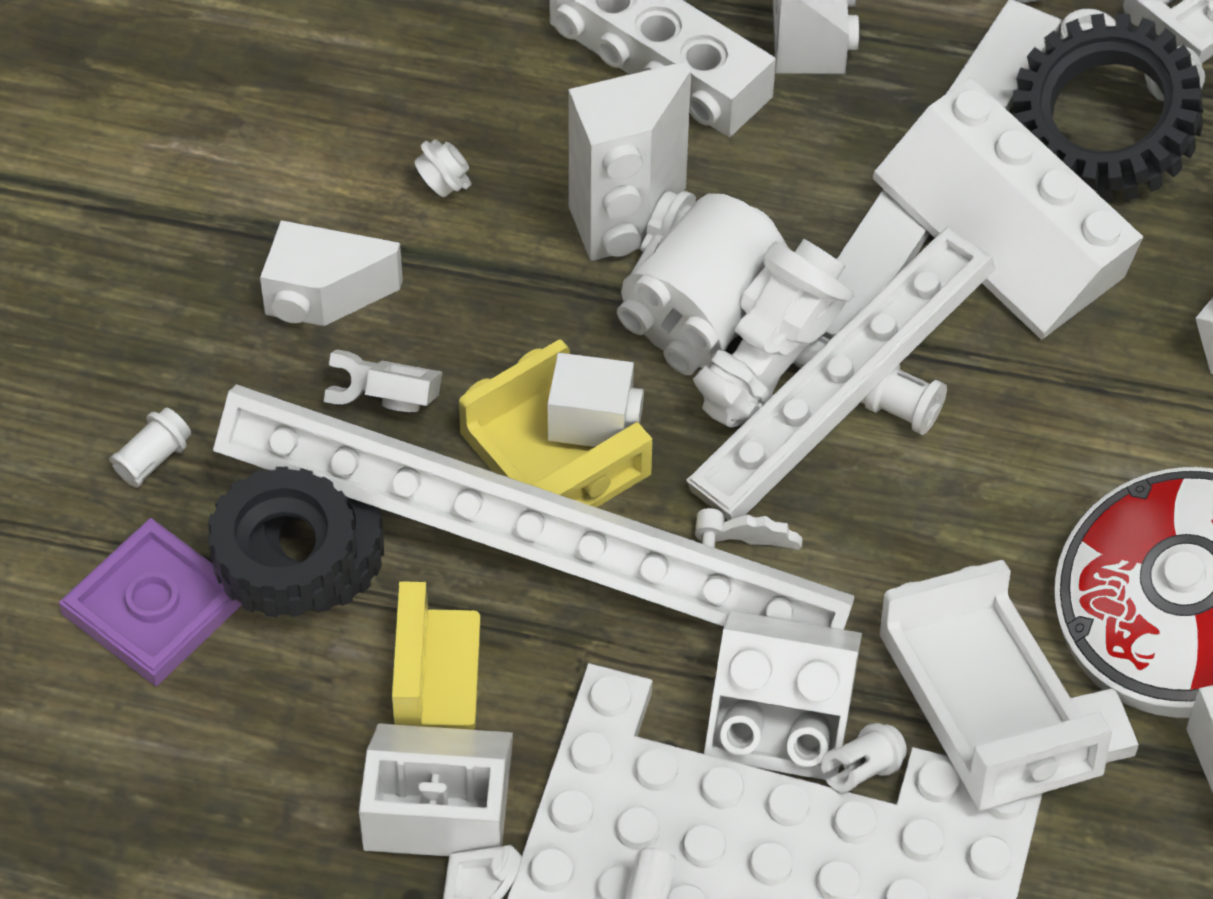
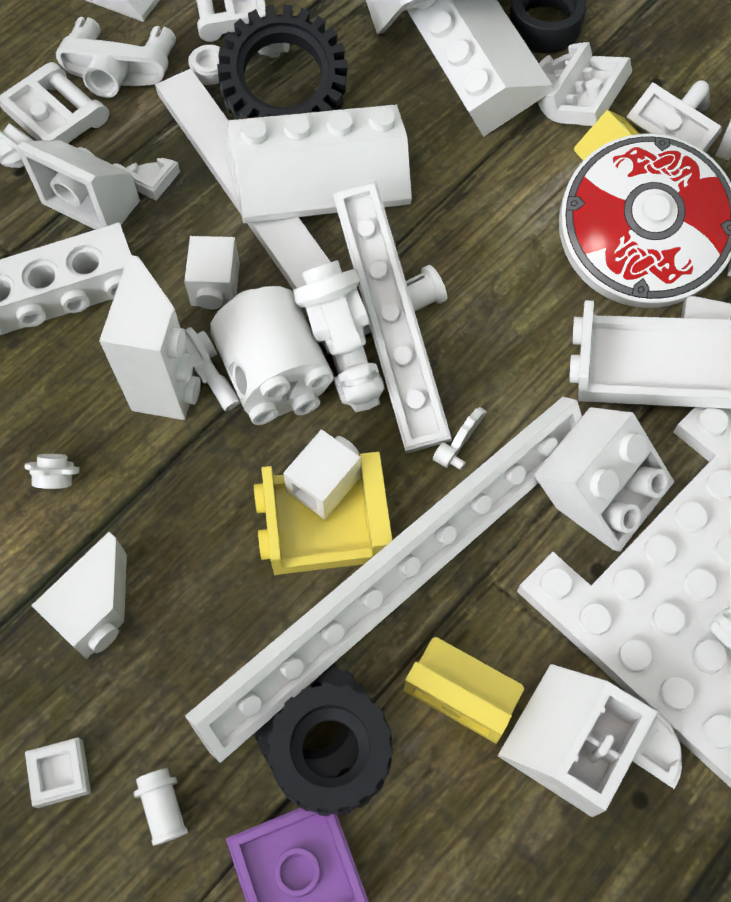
camera: 60 degrees left, 10 degrees up
(136, 348) = (57, 772): none -> white tile
(398, 384) = (213, 598): white plate -> none
(787, 181) = (211, 271): none -> white brick
(875, 751) = (672, 447): white pin -> none
(882, 66) = (154, 177): none -> white tile

